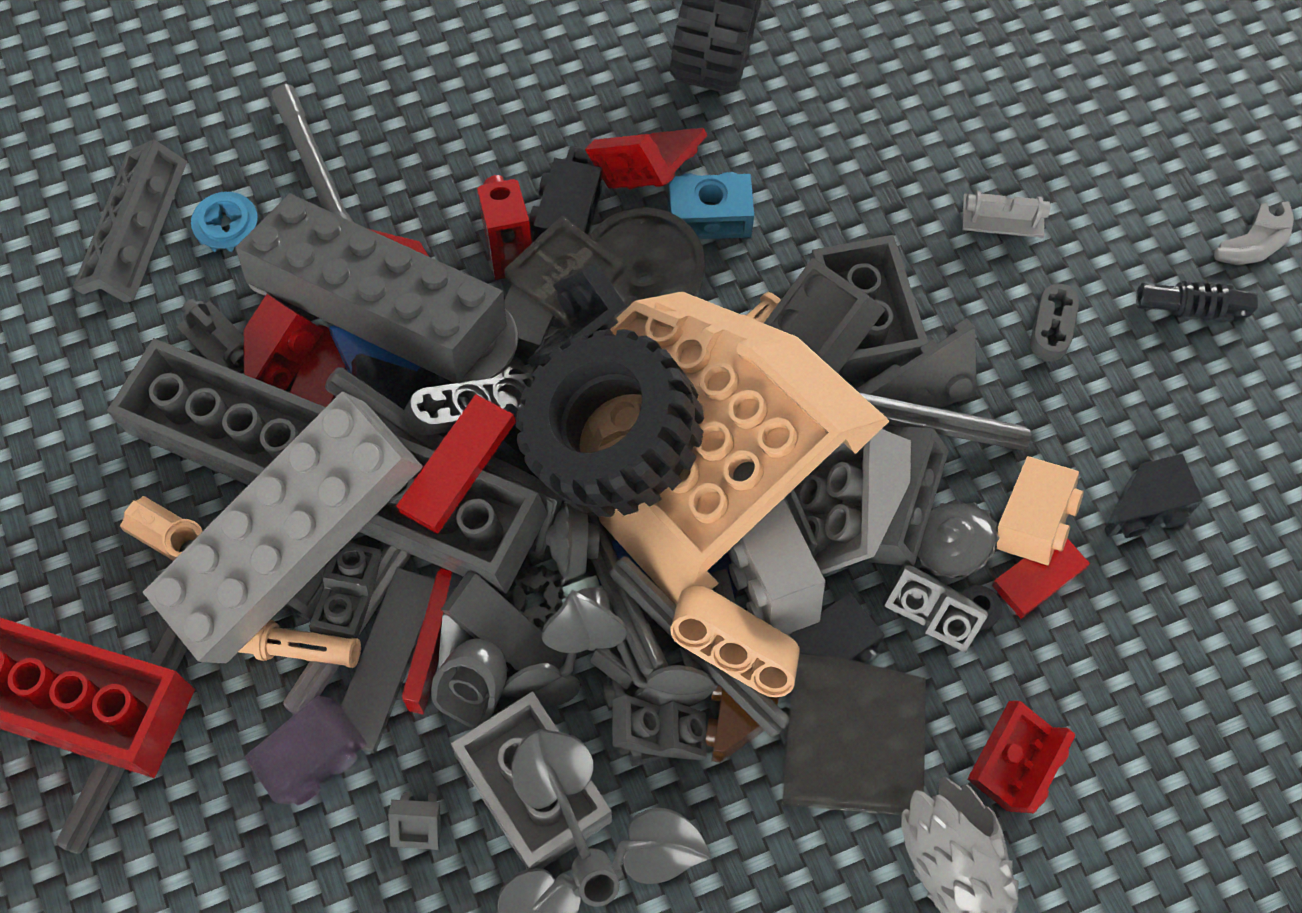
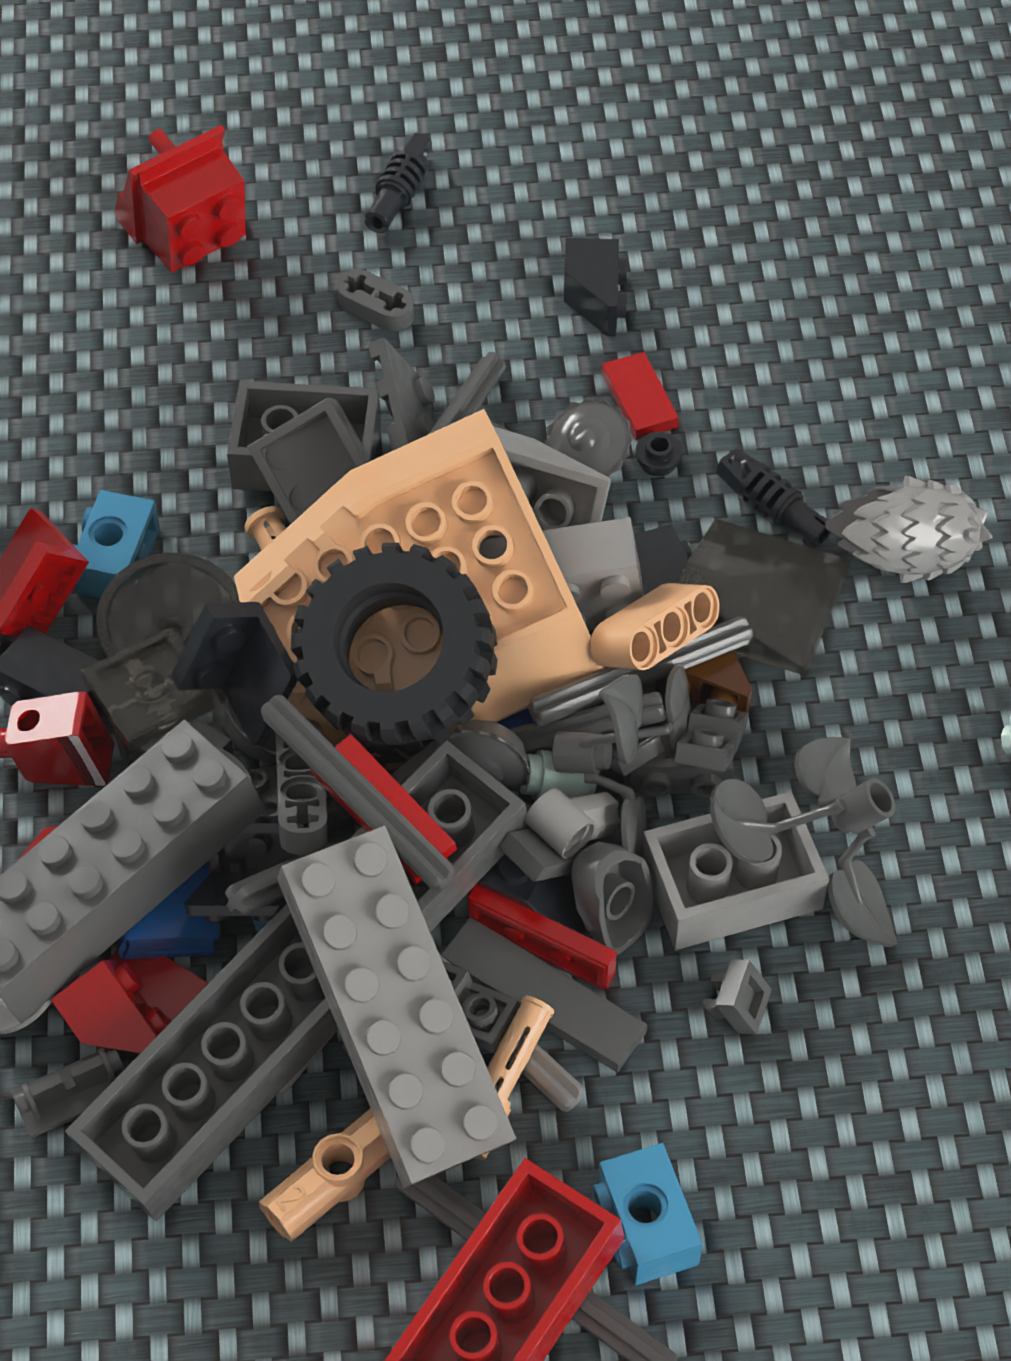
camera: 70 degrees left, 10 degrees down
(222, 794) = (649, 1182): none -> dark azure brick
(306, 751) = (636, 1079): clear purple brick -> none
(452, 436) = (357, 792): none -> dark grey axle
(512, 623) = (573, 821): none -> light grey piece
(936, 606) = (651, 482): slope -> none
(966, 721) = (772, 496): none -> black hinge
(1004, 215) = (237, 299): light grey hinge -> none
(1020, 759) = (823, 460): red bracket -> none
(1038, 511) = (579, 365): light nougat brick -> none
(1082, 135) = (184, 199): none -> red piece
(1265, 237) = (348, 108): light grey piece -> none

